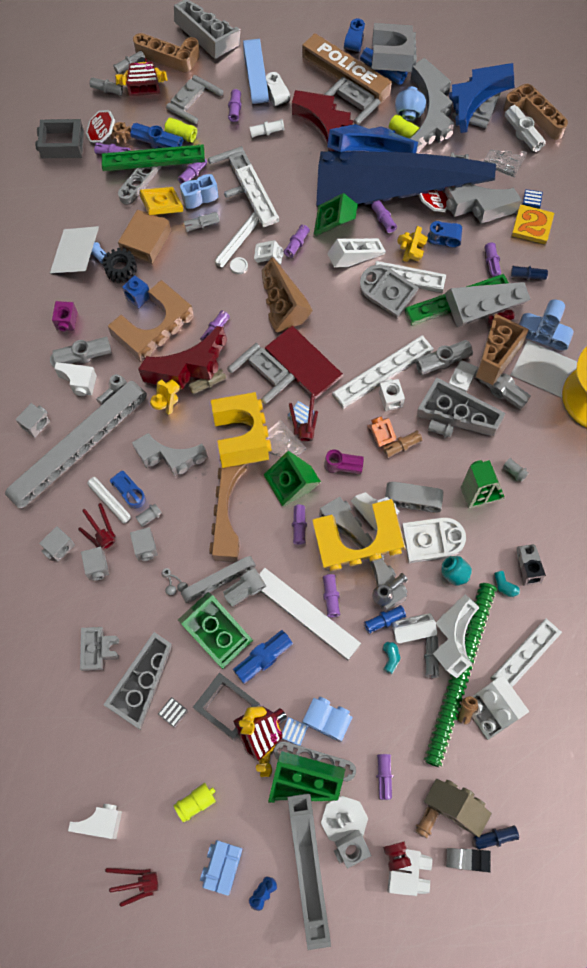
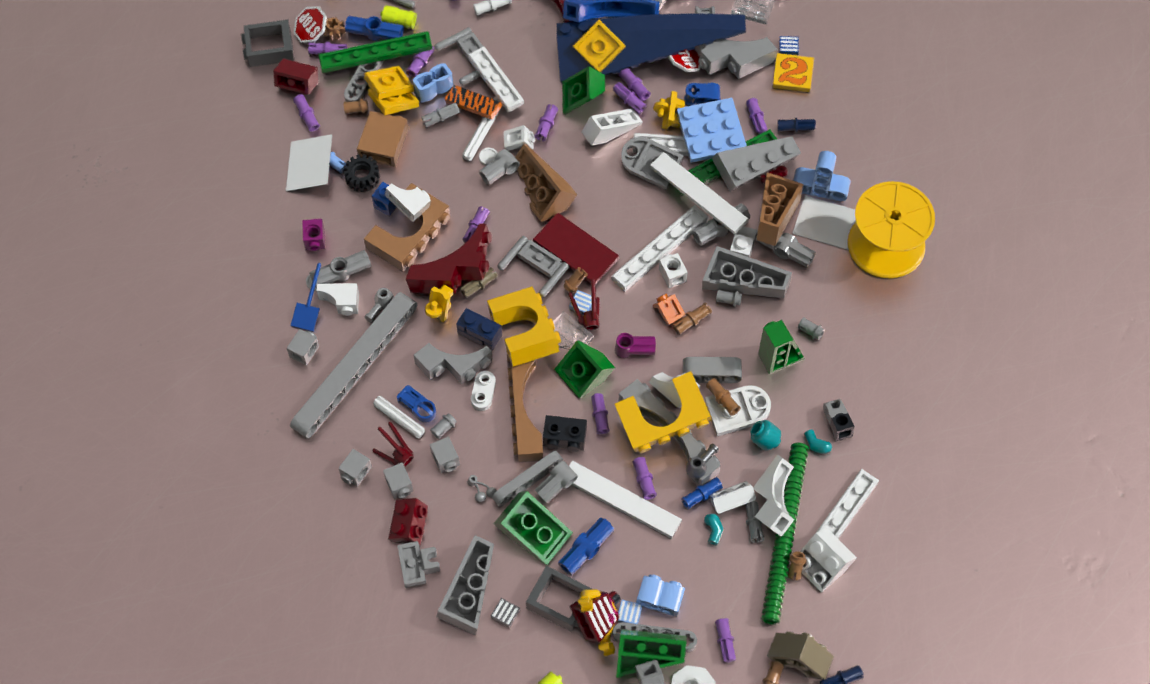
camera: 10 degrees left, 5 degrees down
(42, 389) = (306, 315): none -> blue piece
(77, 170) = (295, 76): none -> dark red brick
(81, 205) = (306, 113): none -> medium lavender pin
(97, 604) = (408, 520): none -> dark red bracket
(127, 204) = (356, 106): none -> medium nougat pin
(156, 297) = (409, 202): none -> white arch
(159, 186) = (388, 82): none -> yellow tile
(193, 484) = (483, 389): none -> white plate
(199, 426) = (479, 329): none -> dark blue brick
(233, 214) = (473, 102): none -> orange tile
(249, 274) = (503, 164): none -> light grey piece
(261, 539) = (564, 433): none -> black brick
(294, 394) = (574, 281): none -> medium nougat pin
(356, 176) = (599, 46): none -> yellow tile
(377, 228) = (629, 97): none -> medium lavender axle
(420, 526) = (723, 397): none -> medium nougat pin
(428, 325) = (699, 193): none -> white tile
(447, 265) = (710, 128): none -> light blue plate

